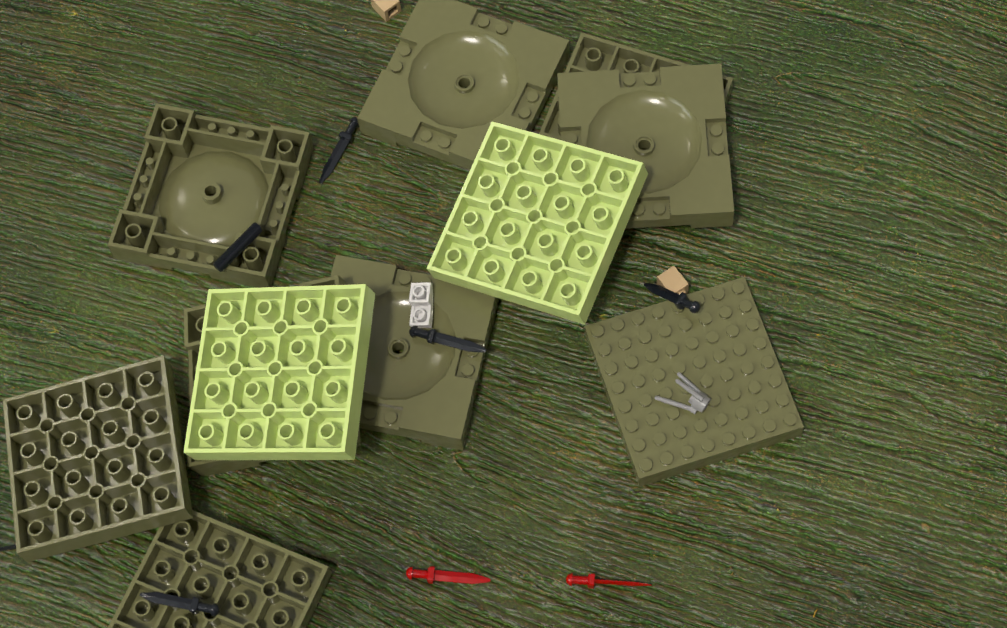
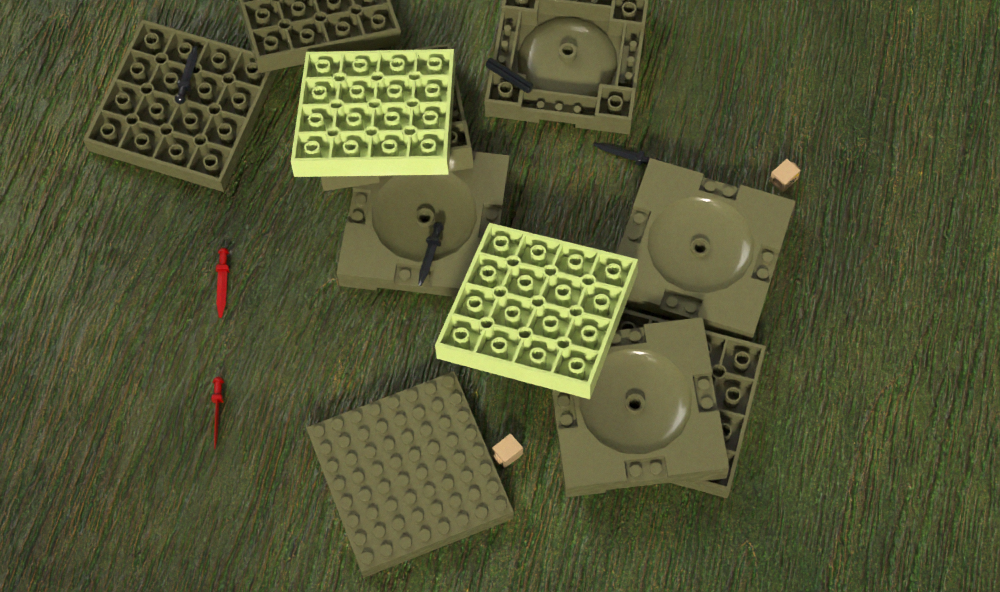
camera: 80 degrees right, 0 degrees up
(422, 305) = (458, 230): white slope -> none
(681, 301) = (480, 451): black sword -> none
(698, 400) = (376, 469): light grey plant -> none

